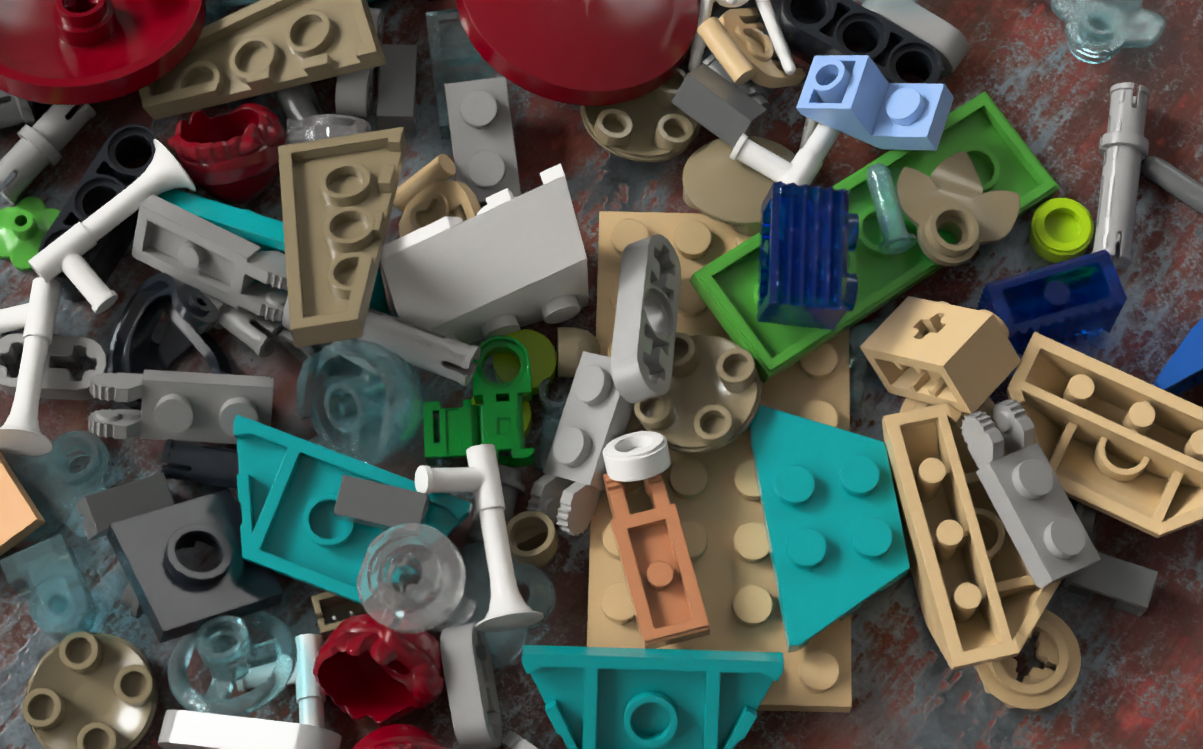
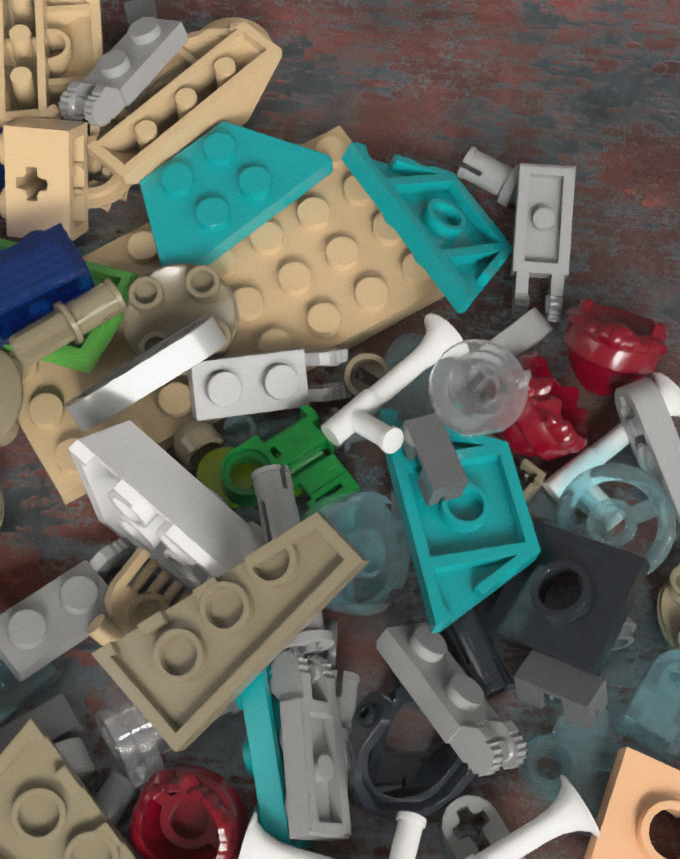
camera: 125 degrees left, 5 degrees down
(636, 456) = (262, 322): white tile -> none
(657, 566) = (328, 275): nougat hinge -> none
(737, 271) = (67, 323): none -> dark tan axle

